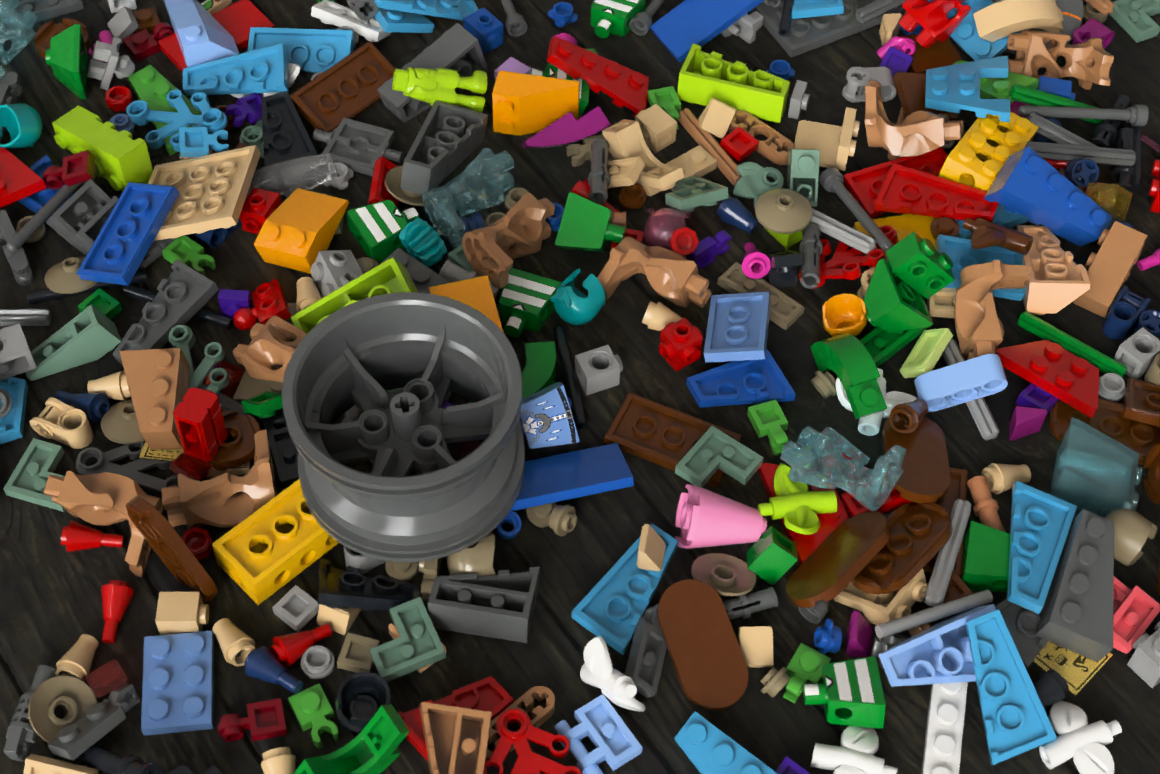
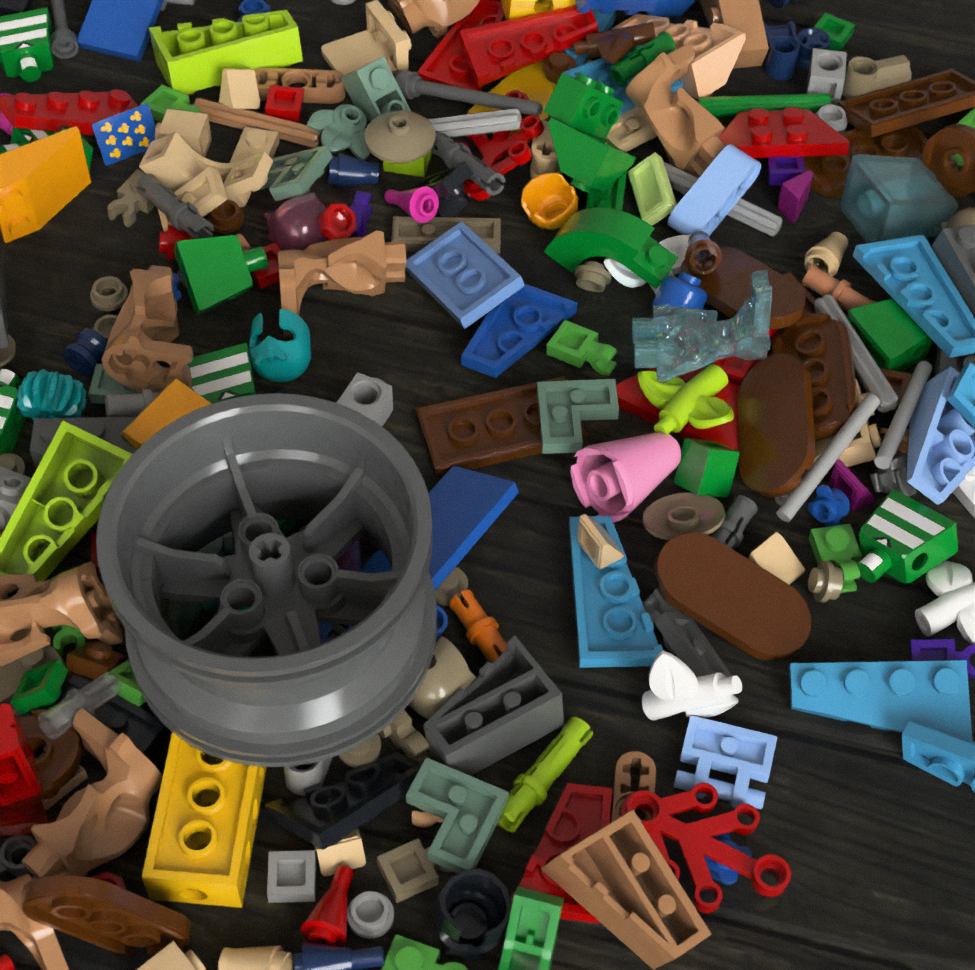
camera: 40 degrees left, 0 degrees up
(274, 427) = (61, 716): none -> clear axle
(482, 180) = (49, 314): clear light blue hips -> none
(493, 659) = (532, 787): none -> lime pin
(535, 549) = (480, 628): none -> orange pin
(563, 519) = (478, 576): dark tan plate -> none
(568, 130) = (95, 188): magenta slope -> none
(620, 103) = (125, 134): none -> blue sticker
(658, 316) = (376, 316): tan cone -> none
(680, 344) = (422, 327): red brick -> none
(799, 99) = (305, 26): light grey plate -> none
(851, 604) = (828, 457): none -> light grey bar
(866, 434) = (681, 292): none -> blue head
(1007, 256) = (640, 58): none -> green pin

